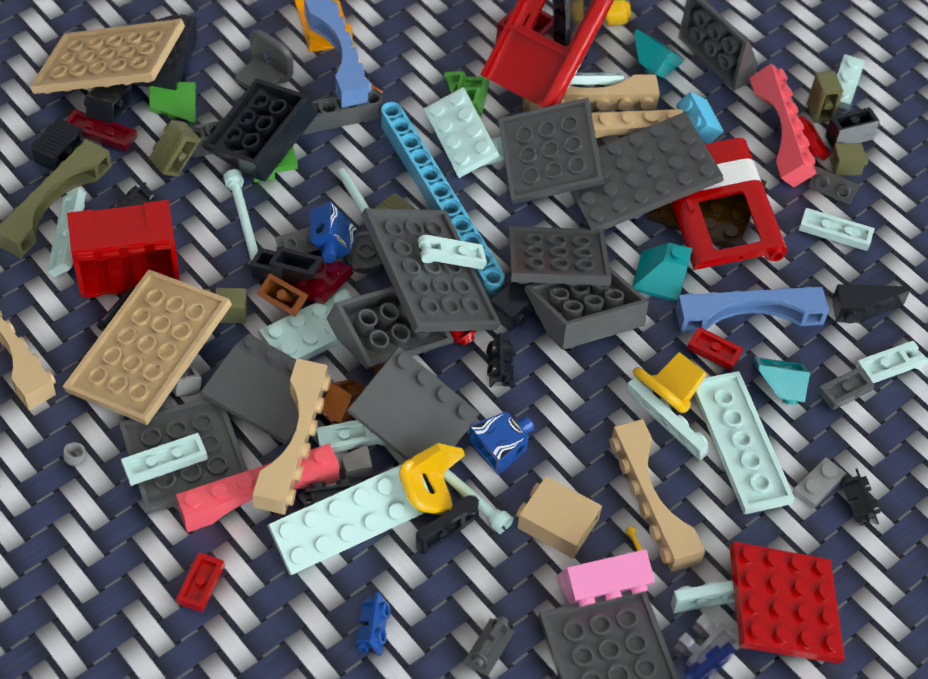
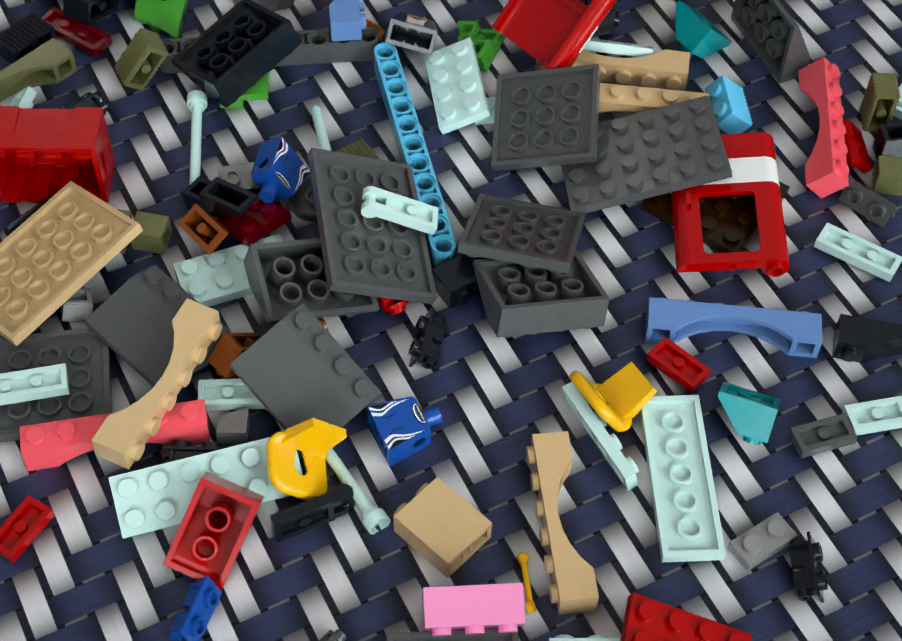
camera: 15 degrees right, 0 degrees up
(371, 552) = (213, 529): none -> red slope
(411, 90) = (412, 33): none -> black torso
(662, 271) = (641, 268): teal slope -> none

